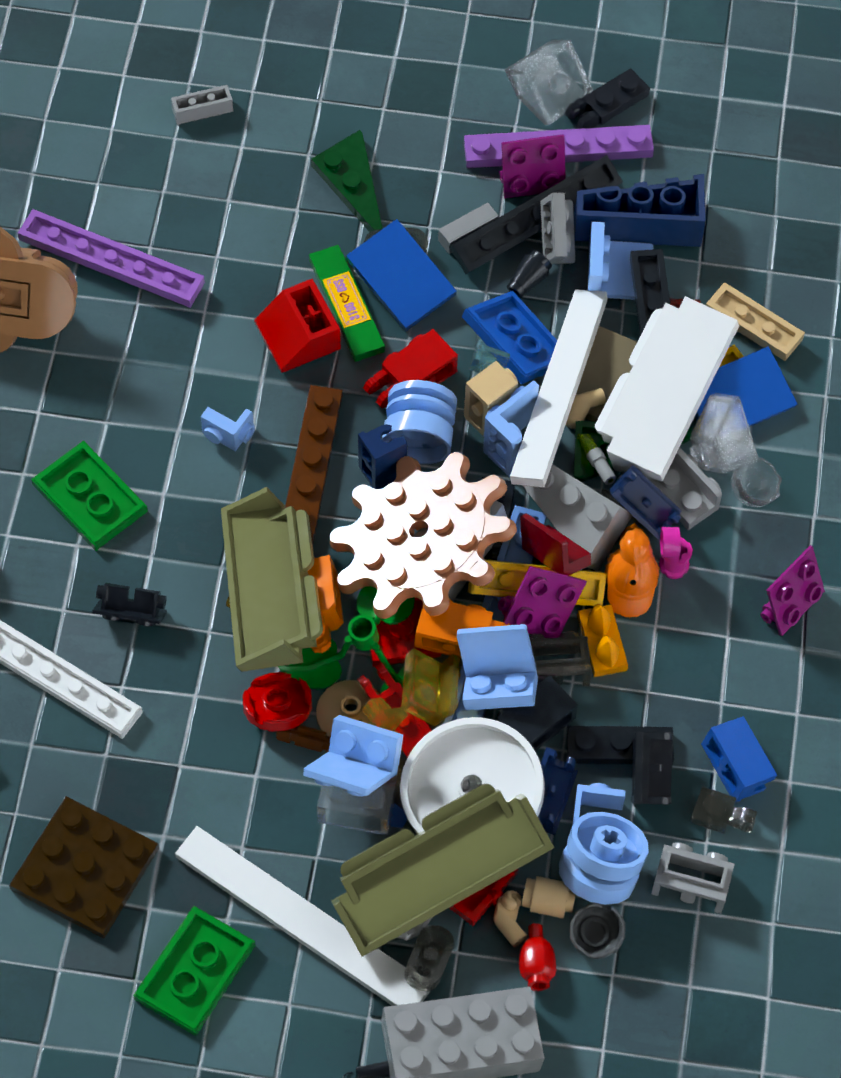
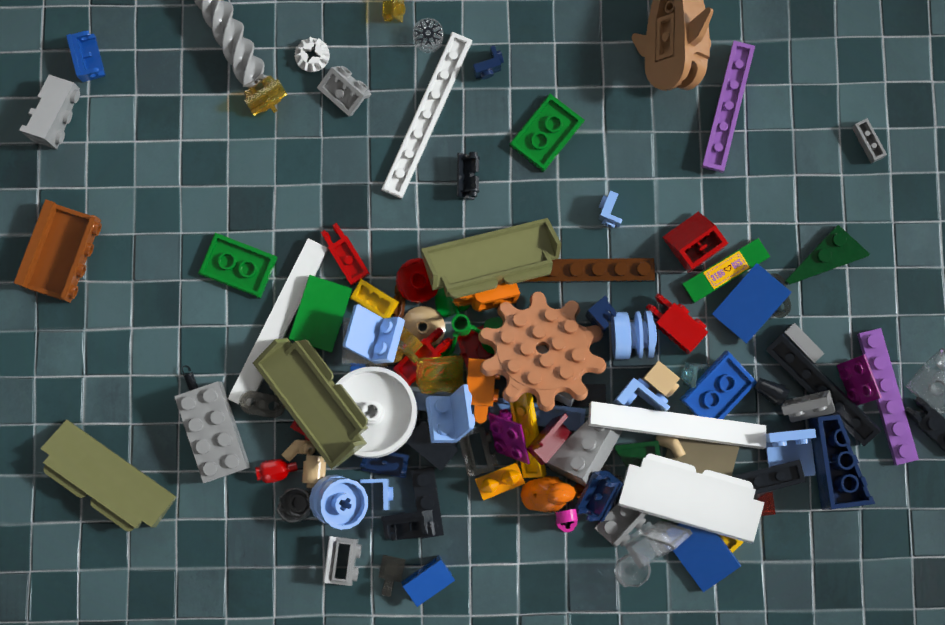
camera: 85 degrees right, 20 degrees up
(84, 867) = (292, 186): dark brown plate -> none
(213, 801) = (346, 256): none -> red hinge
(286, 775) = (374, 299): none -> yellow plate
(298, 851) = (320, 313): none -> green tile
(597, 458) = (629, 458): light grey piece -> none
(757, 321) = (764, 554): tan plate -> none
(794, 592) = (558, 610): magenta hinge -> none

